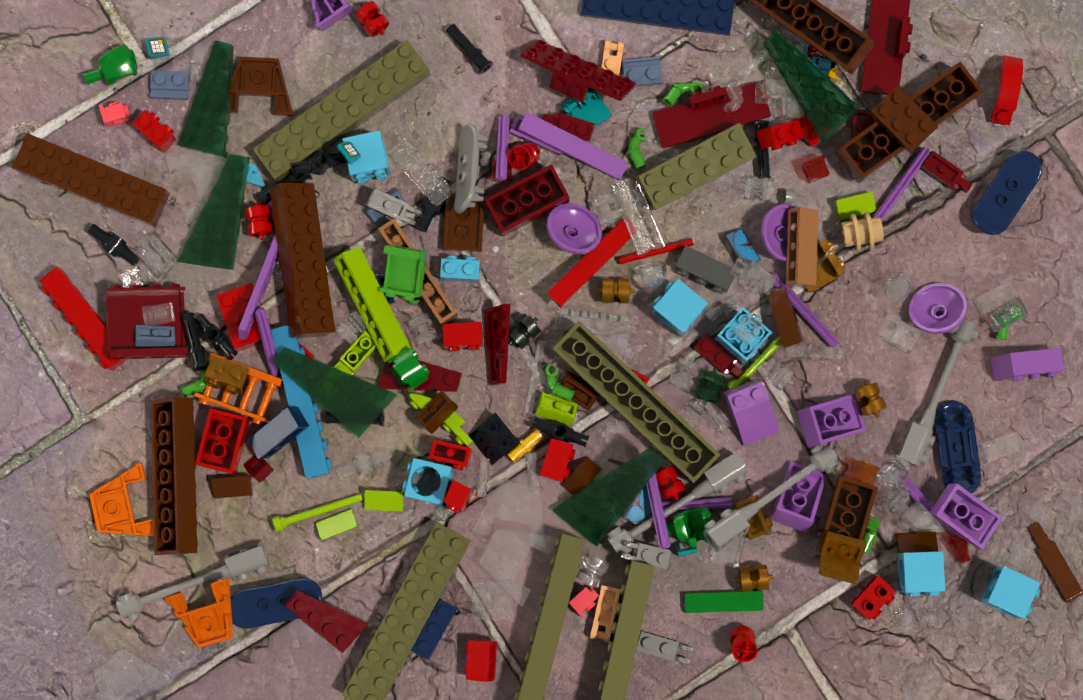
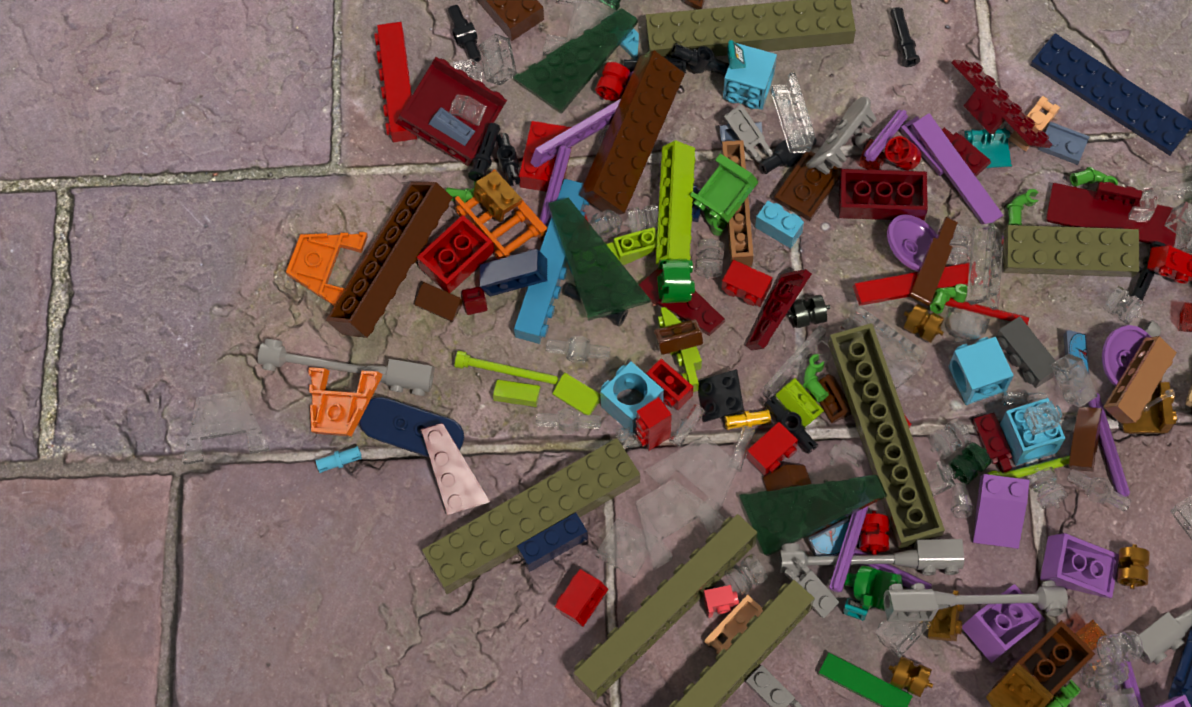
camera: 25 degrees right, 15 degrees down
(233, 657) = (338, 459): none -> medium azure pin
(325, 348) = (606, 224): none -> clear head
(598, 239) = (934, 263): none -> reddish brown piece
(618, 259) = (943, 295): none -> bright green piece

